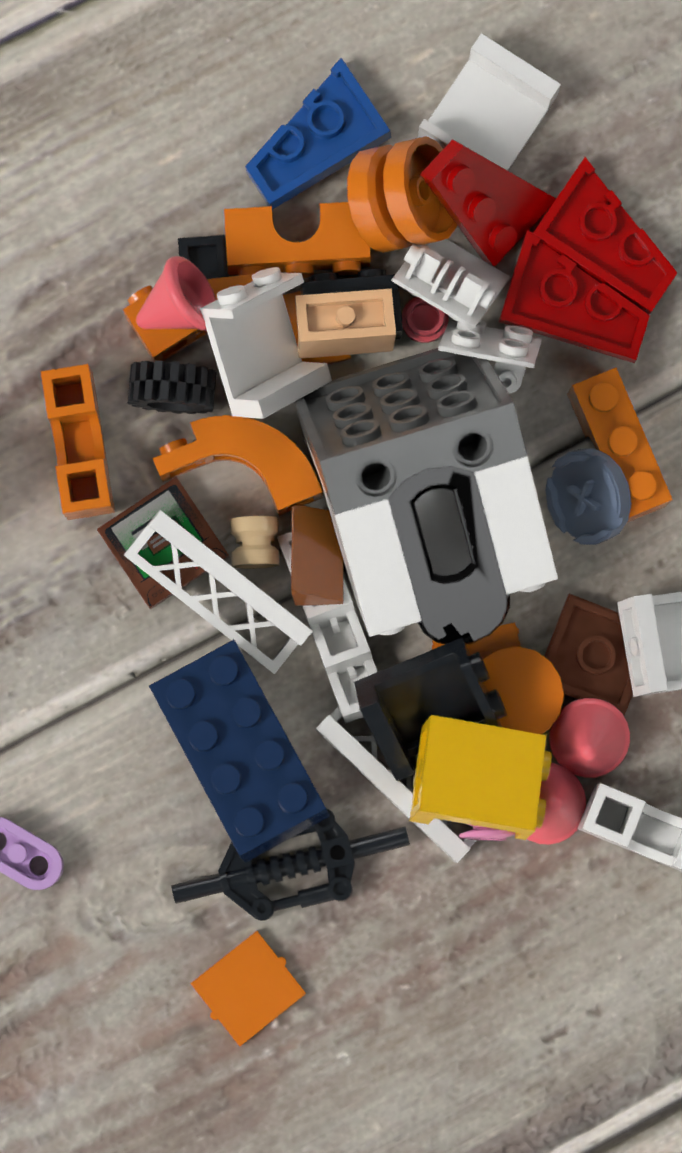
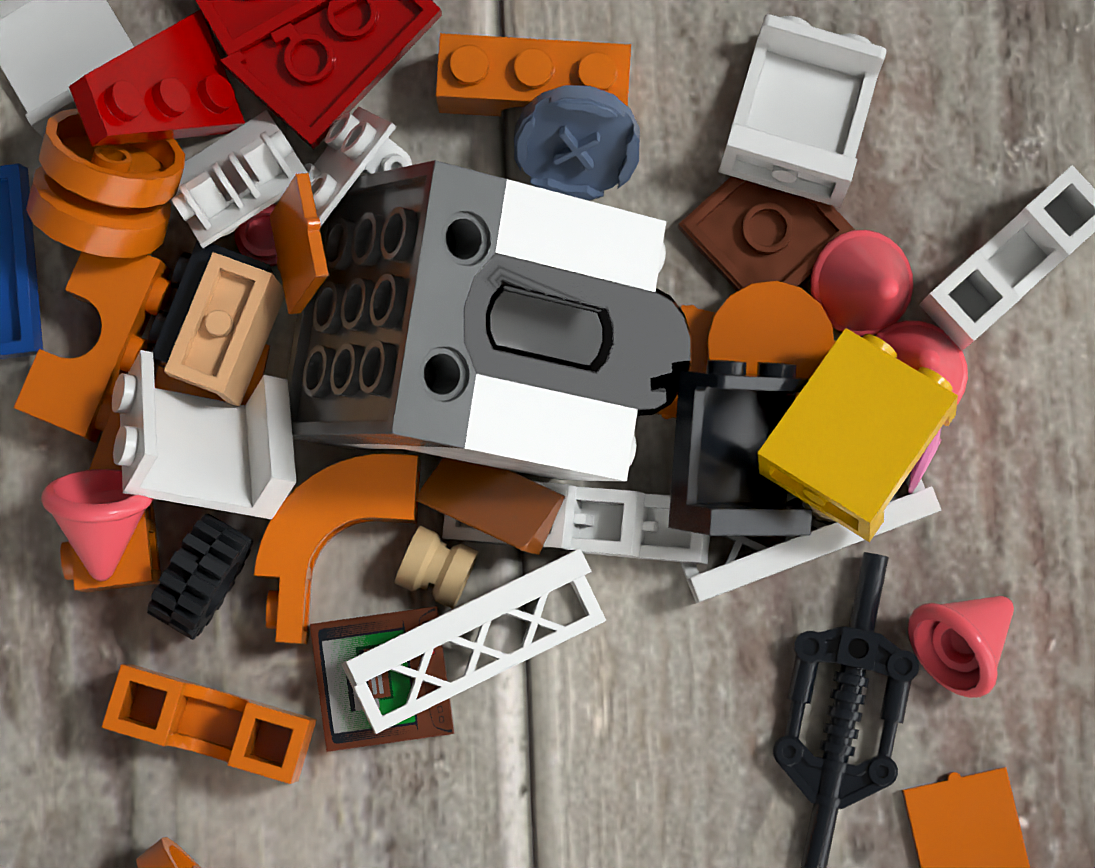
camera: 60 degrees left, 0 degrees up
(206, 253) = (56, 456): black tile -> none
(239, 751) = (681, 707): dark blue brick -> none
(377, 921) = (962, 642): none -> coral hat
(424, 342) = (298, 244): none -> orange piece

